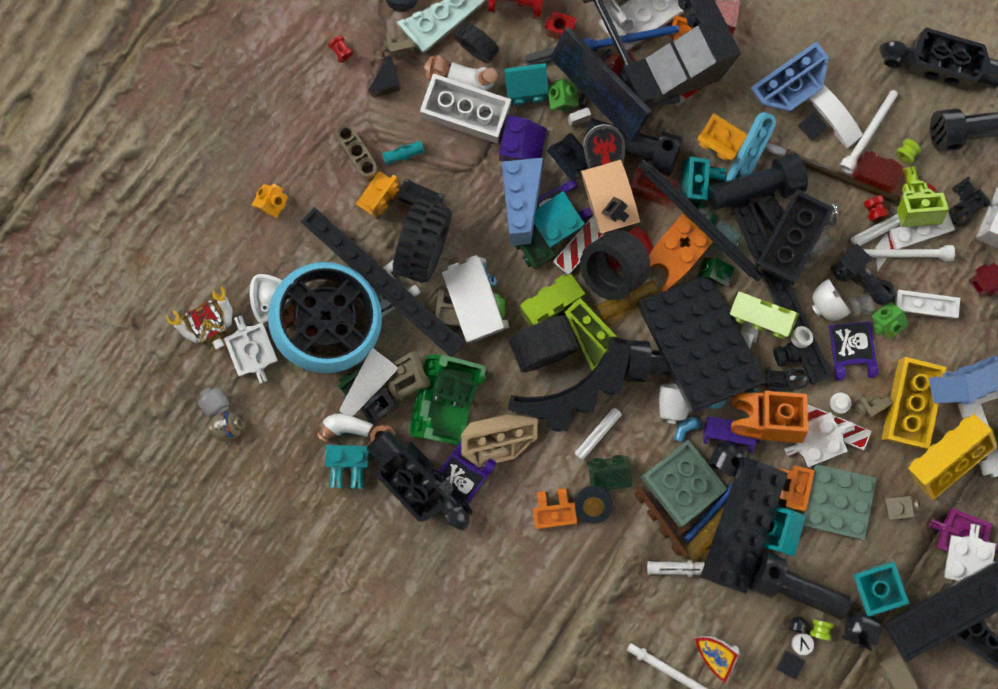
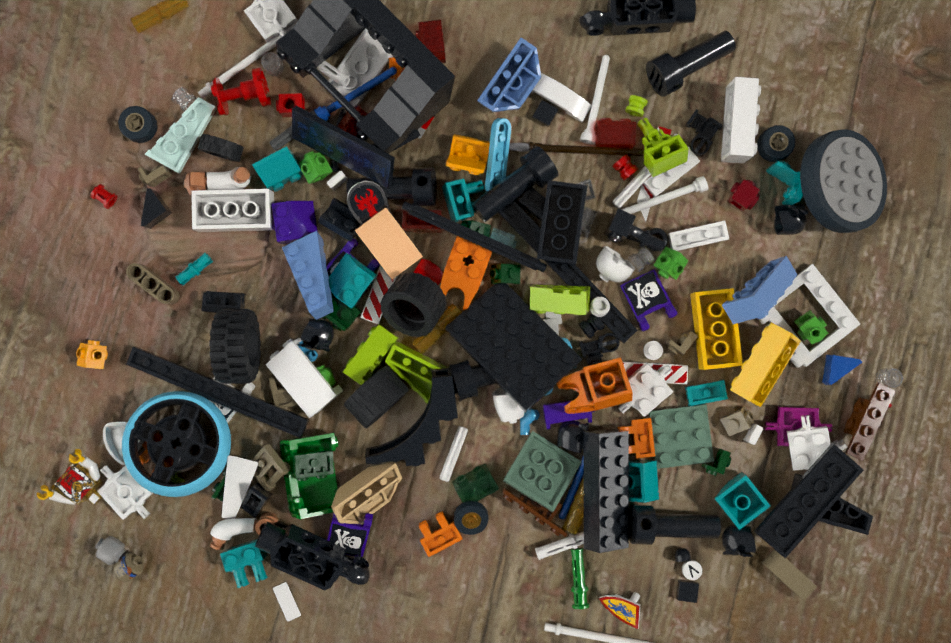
camera: 15 degrees left, 5 degrees up
(371, 522) = (286, 601): none -> white sticker
(378, 194) = (186, 315): light orange bracket -> none
(506, 262) = (318, 335): none -> black helmet
(615, 210) = (396, 256): black tile -> none
(679, 620) = (579, 588): none -> green pin
(822, 629) = (704, 552): lime wheel -> none
(872, 542) = (721, 462): none -> dark green bracket
(880, 466) = (706, 393): none -> teal plate
(915, 526) = (753, 434): none -> white tile

